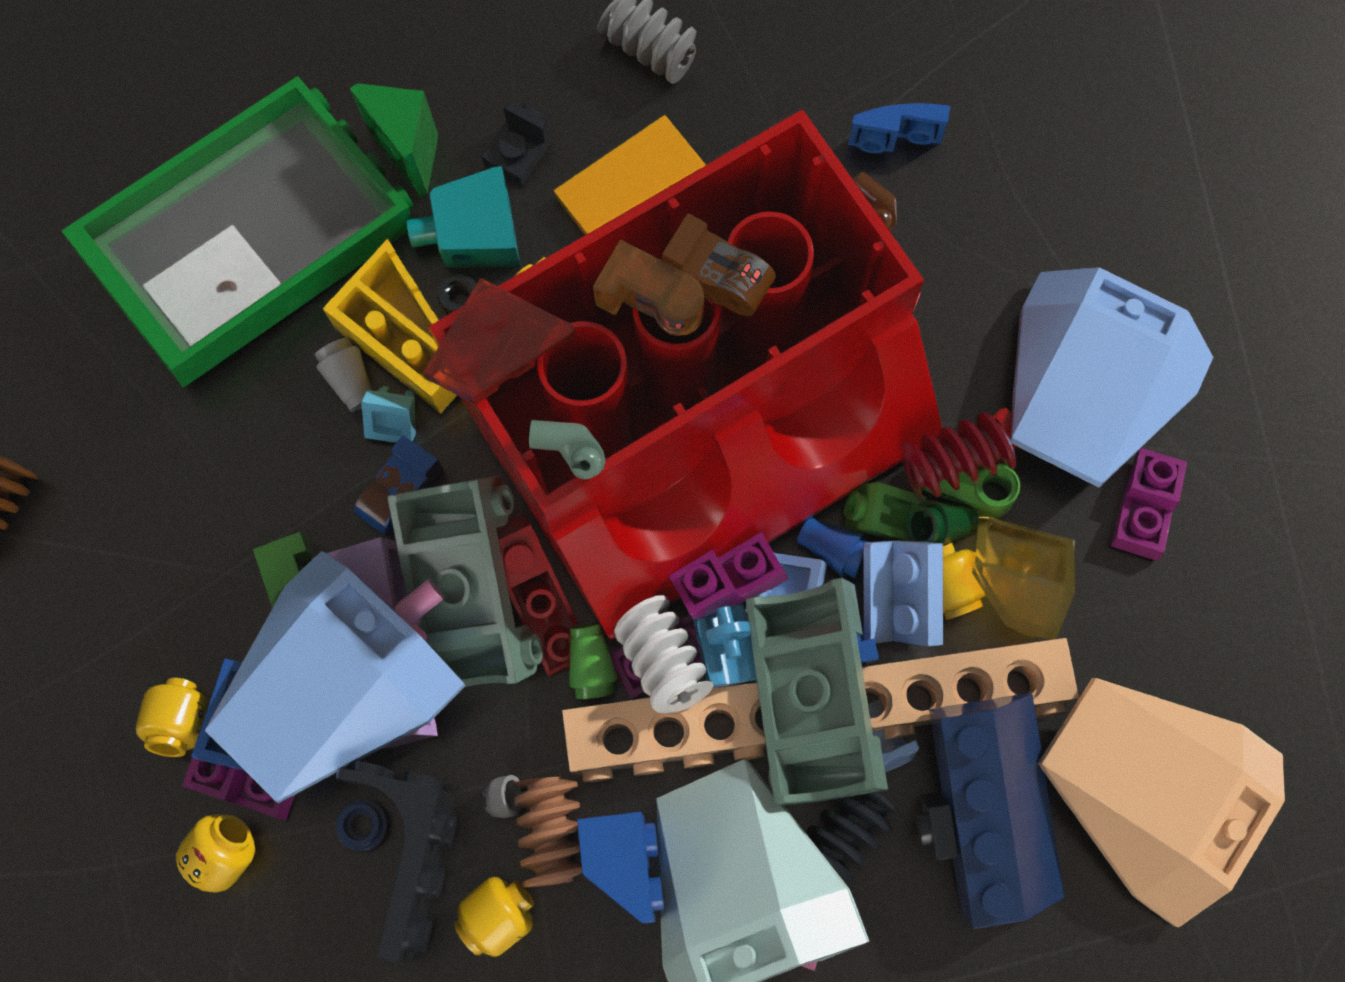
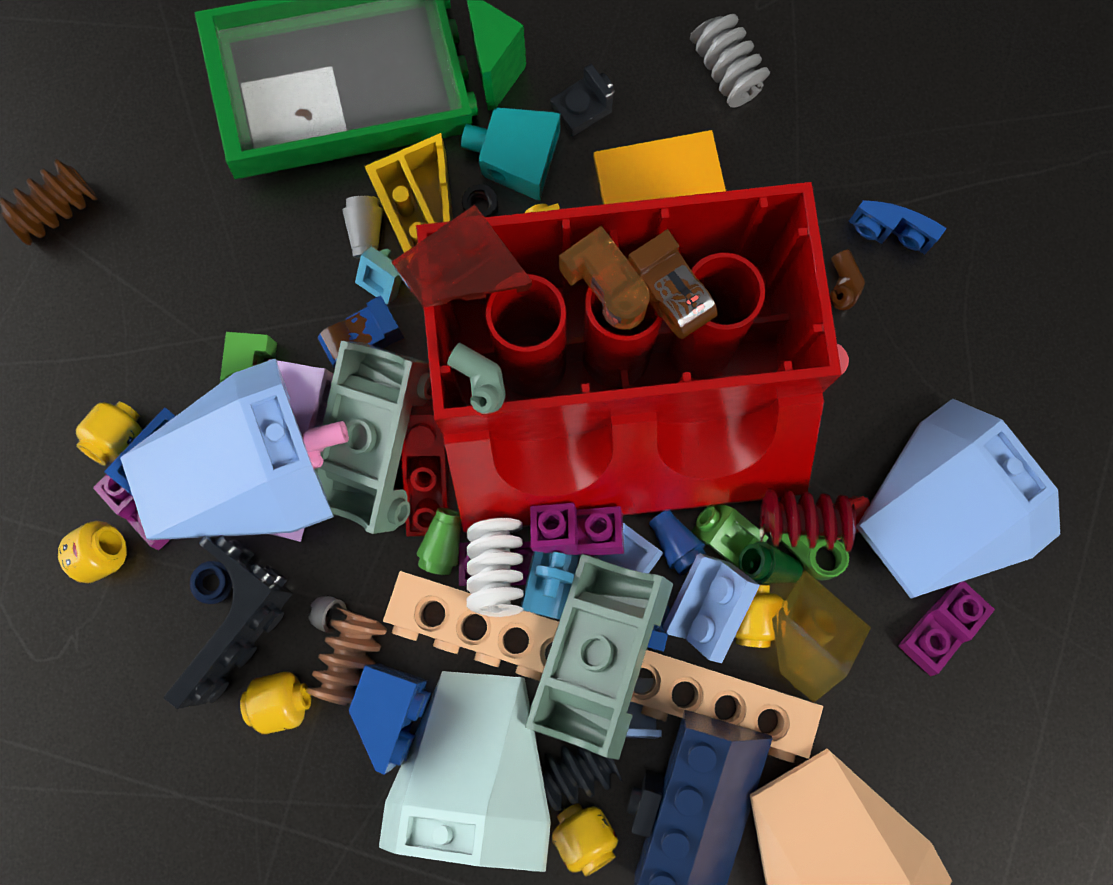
camera: 25 degrees right, 5 degrees up
(892, 897) = (584, 839): none -> yellow head

